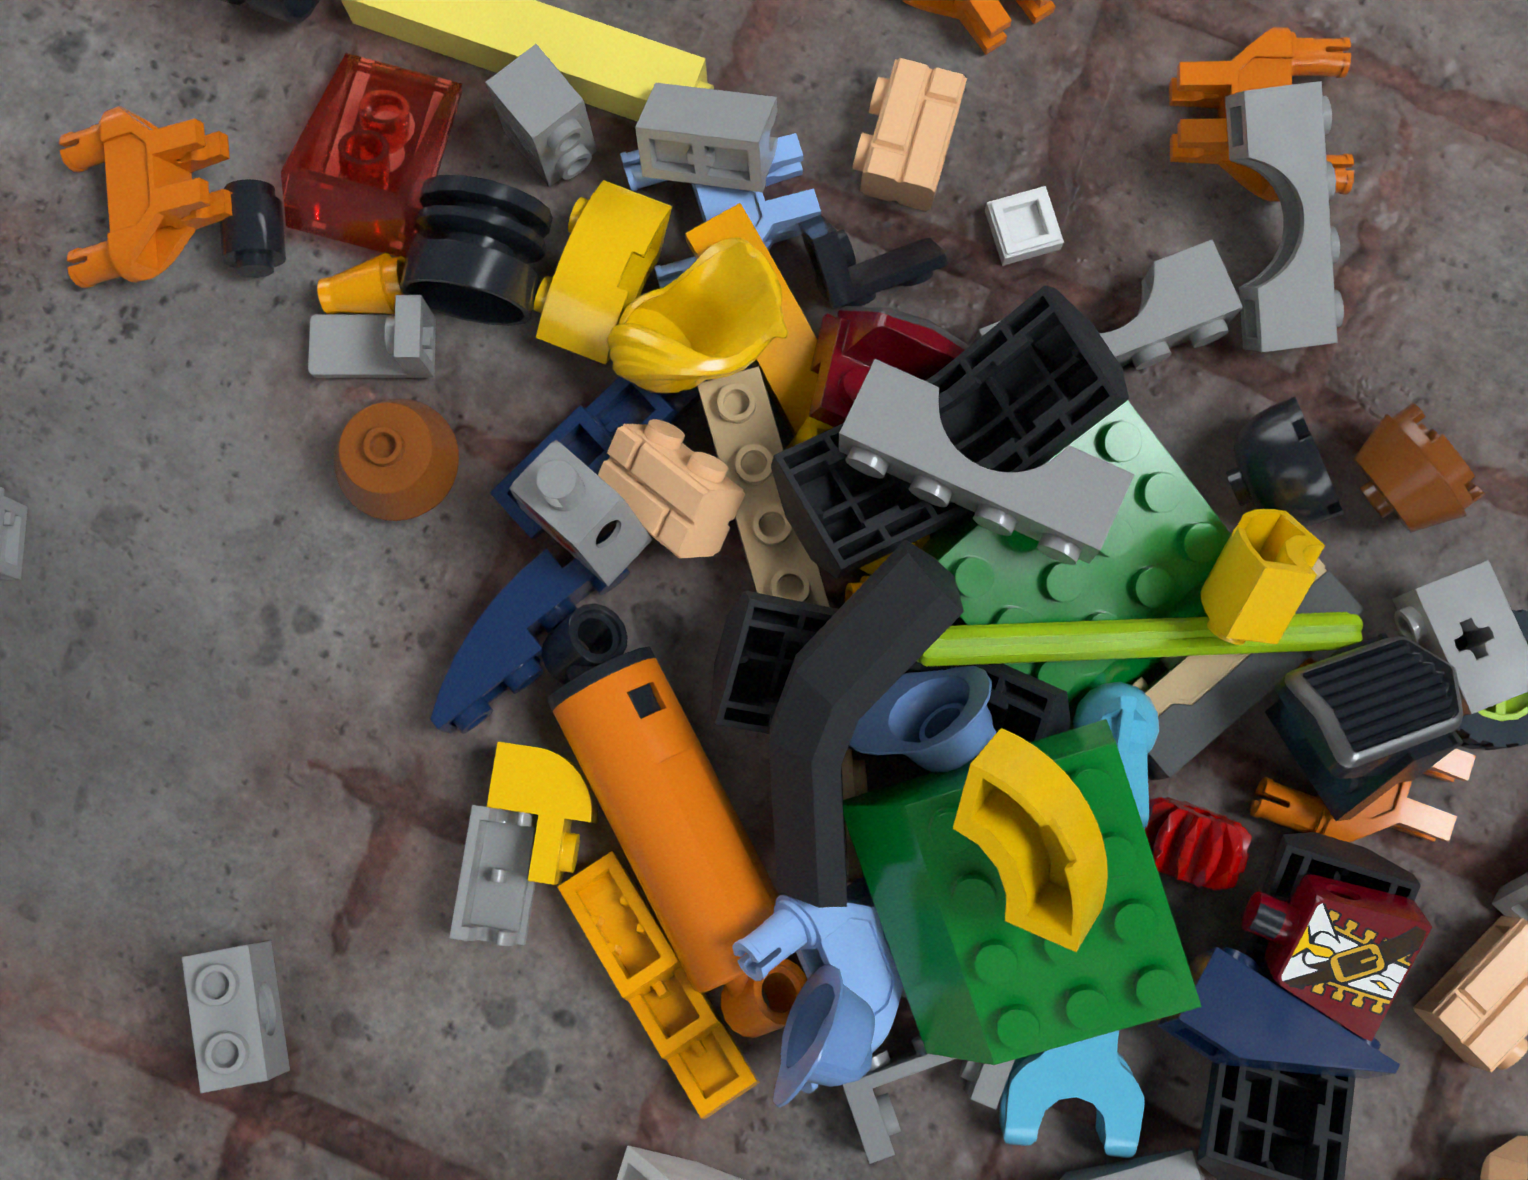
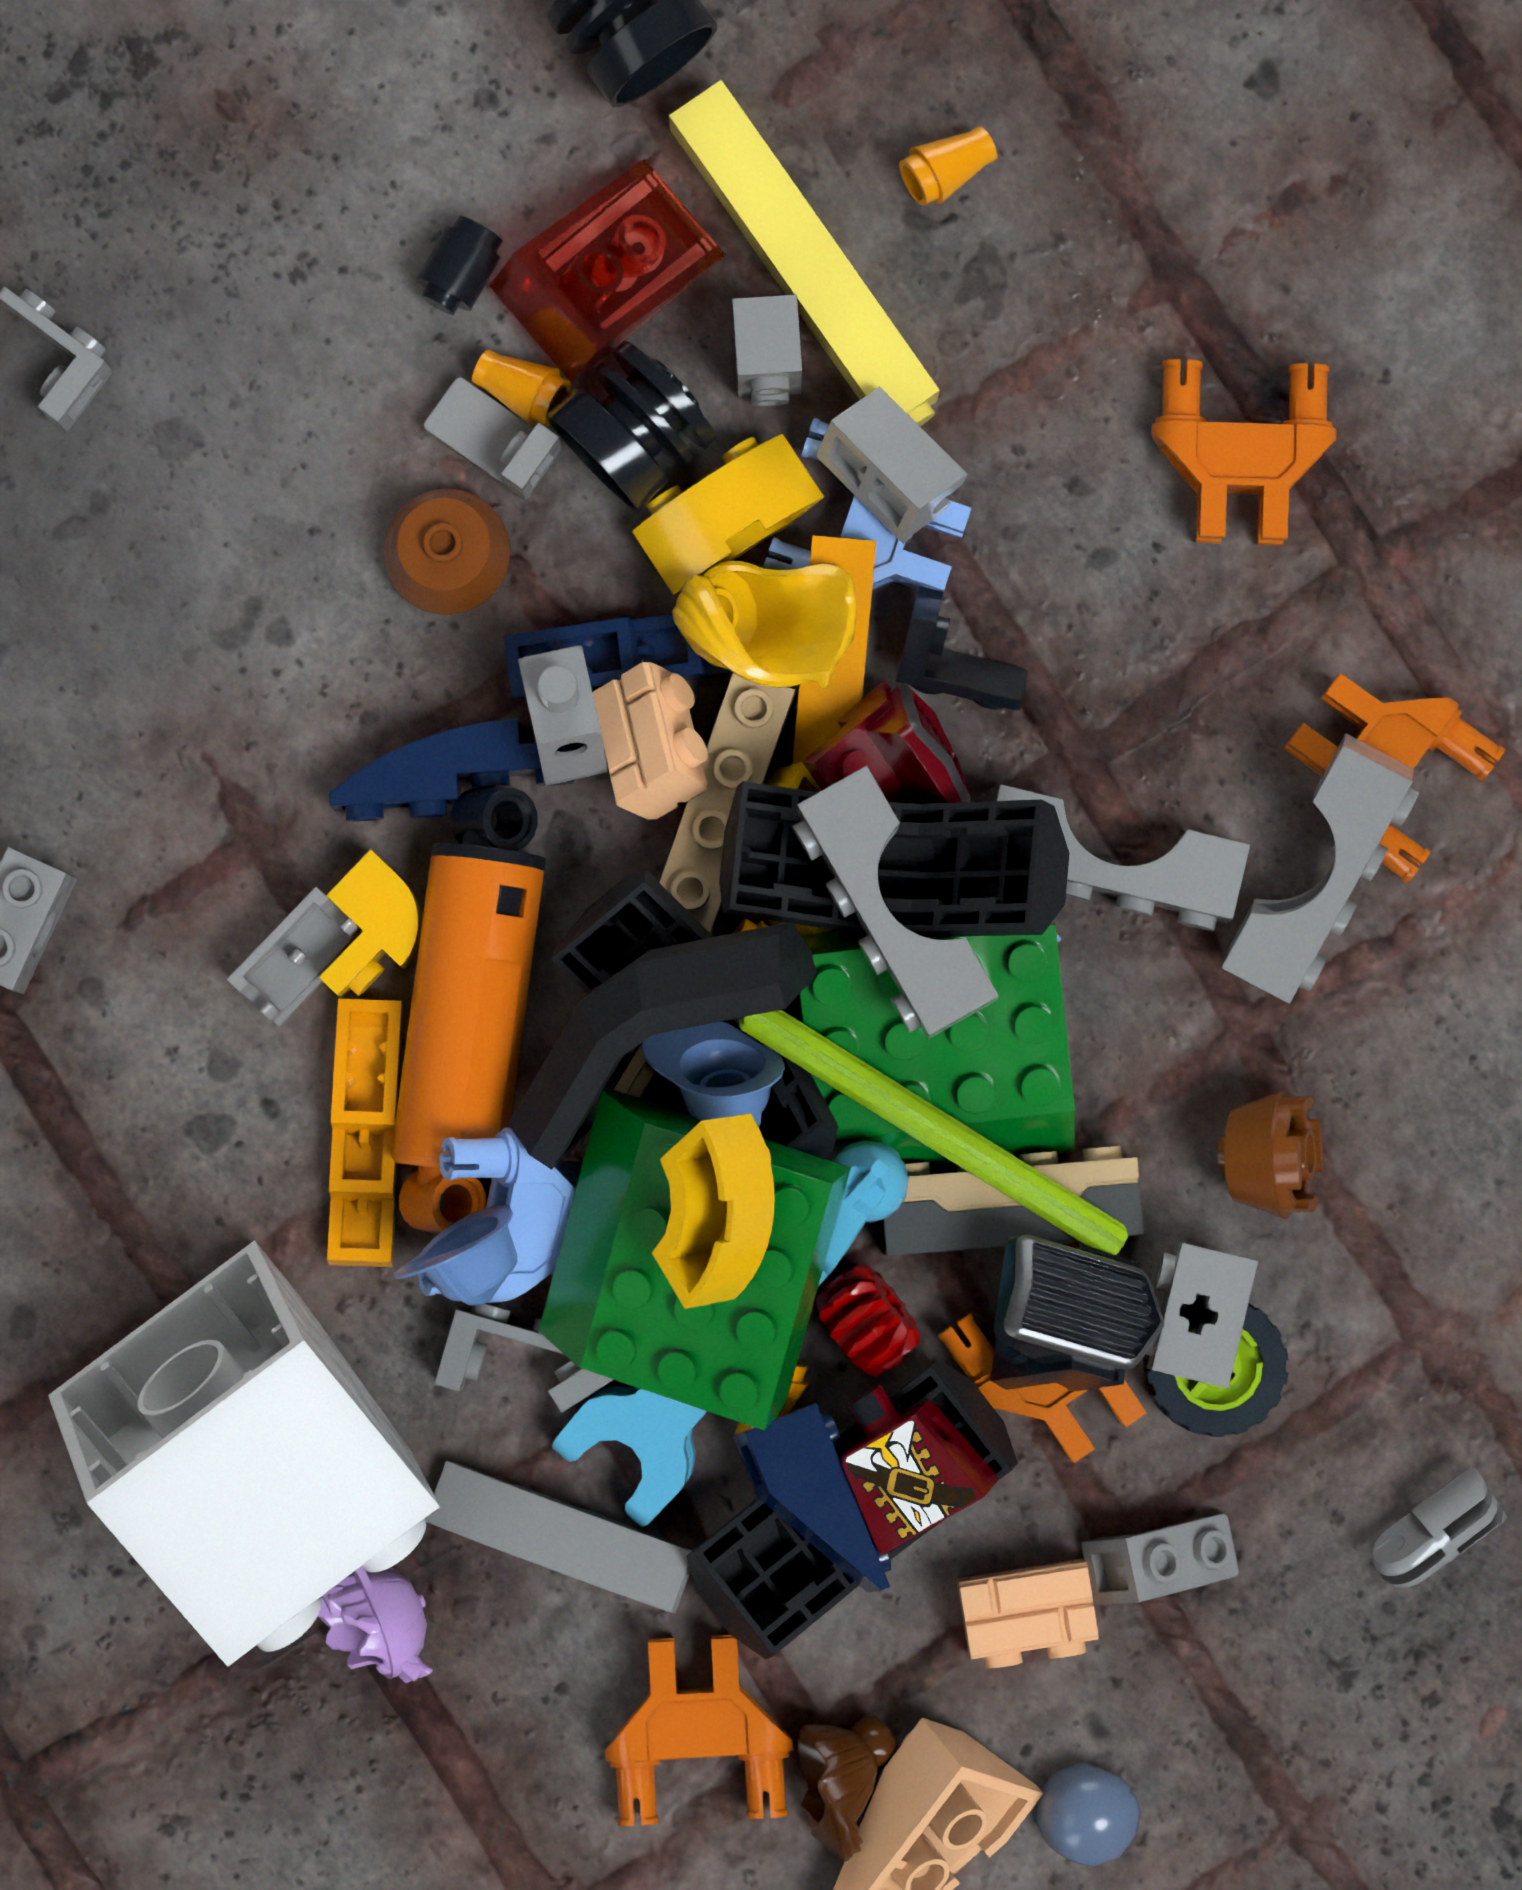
camera: 30 degrees right, 5 degrees up
(149, 192) = (394, 175): orange connector -> none
(911, 133) = (1072, 572): light nougat brick -> none
(1024, 225) = (1115, 717): white tile -> none
(1260, 577) = (1061, 1144): yellow brick -> none
(1282, 466) = (1171, 1075): black cylinder -> none

